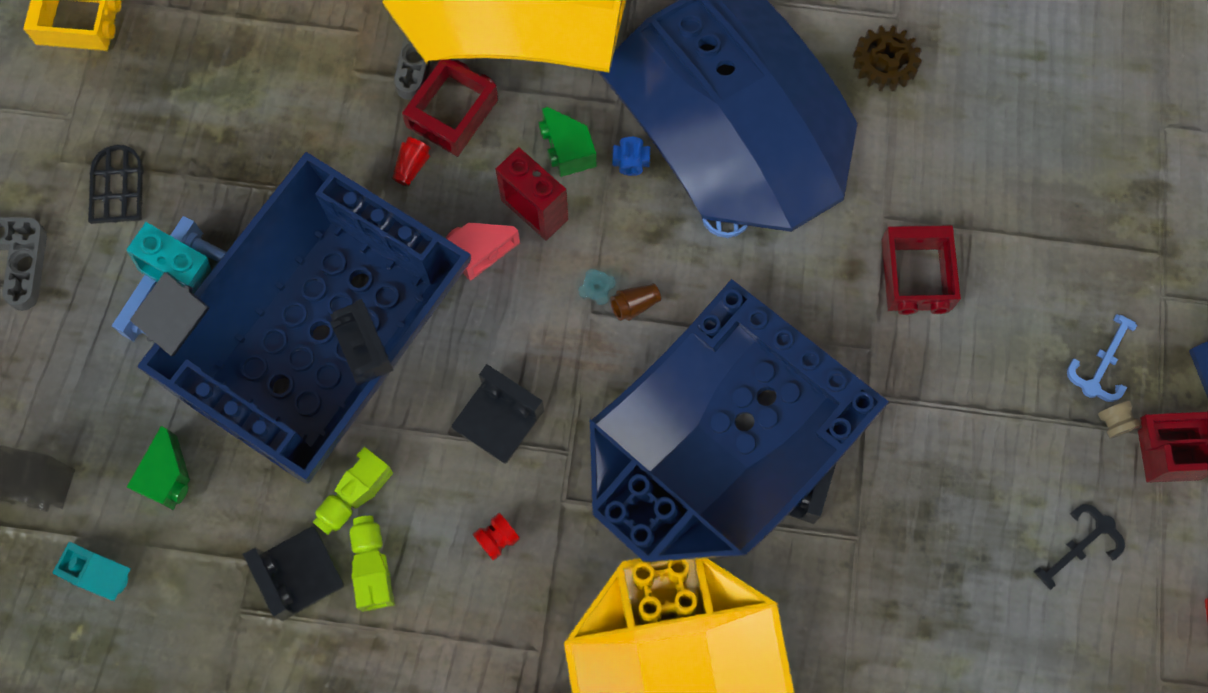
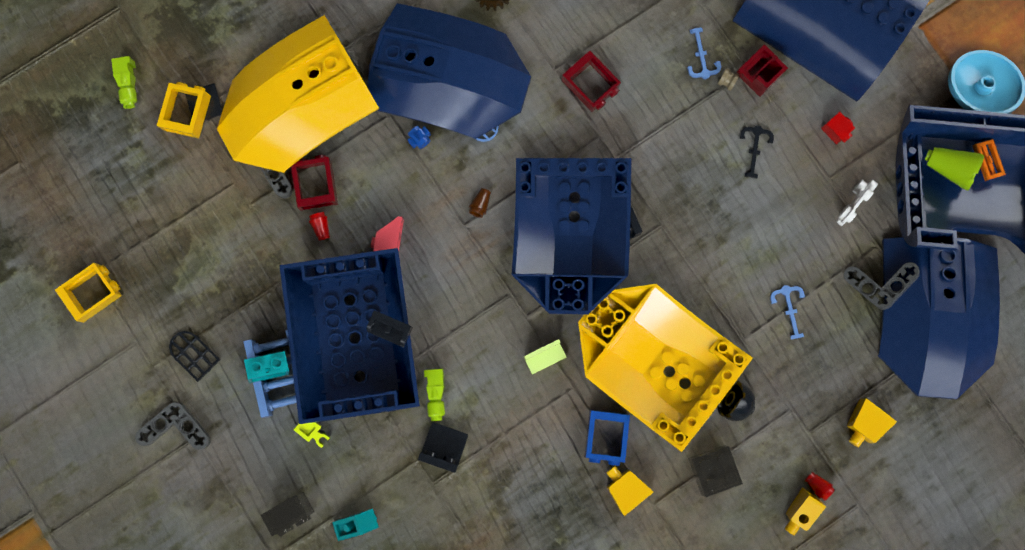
camera: 45 degrees left, 10 degrees up
(156, 400) = (310, 431): none -> neon yellow plate
(162, 471) = (345, 458): green slope -> none
(169, 314) = (293, 389): black piece -> none
(370, 566) = (471, 416): lime piece -> none
(496, 536) = (514, 357): red wheel -> none
(498, 415) = (467, 306): black bracket -> none
(536, 200) = (399, 197): dark red window -> none
(539, 572) = (545, 357): none -> yellowish green panel
(569, 142) = (385, 154): green slope -> none
(599, 278) = (457, 206): clear light blue plate -> none

